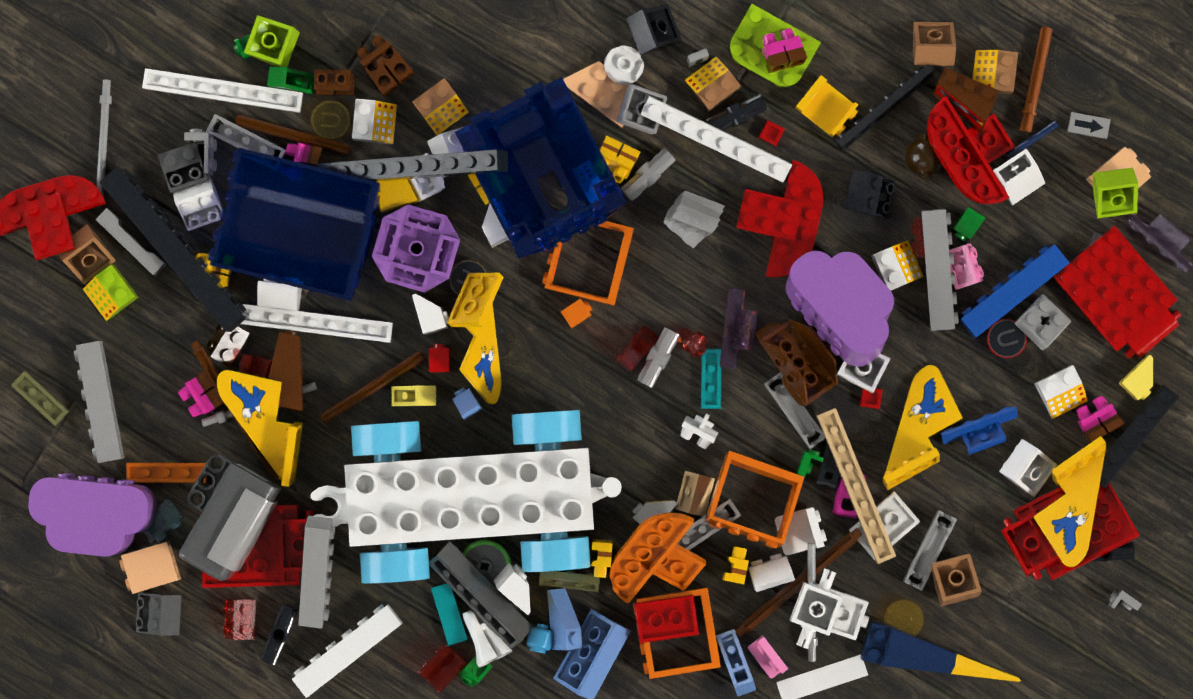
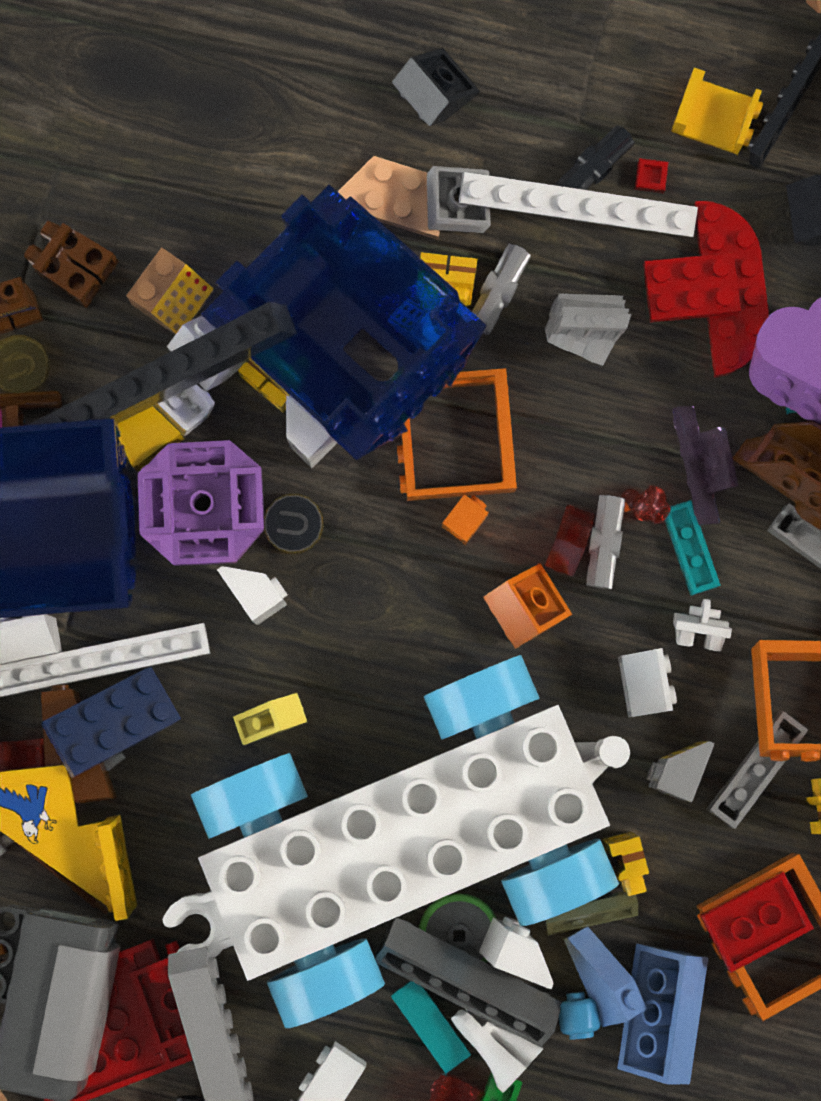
camera: 20 degrees left, 5 degrees down
(316, 364) = (110, 721): none -> dark blue plate
(372, 387) = (204, 728): reddish brown axle -> none
(374, 121) = (81, 345): slope -> none
(439, 358) = (289, 652): red brick -> none
(466, 403) = (351, 702): medium blue slope -> none
(475, 313) = (318, 564): yellow piece -> none
(596, 380) = (527, 605): none -> orange slope
(623, 65) = (411, 149): white tile -> none
(651, 453) = (647, 682): none -> white slope
(656, 552) = (708, 827): orange plate -> none
(694, 493) = (727, 721): tan panel -> none
(697, 57) = (512, 101): light grey tile -> none
(712, 84) = (546, 134): medium nougat slope -> none
(748, 45) = (610, 58): lime plate -> none
(783, 53) = (632, 52): hips -> none

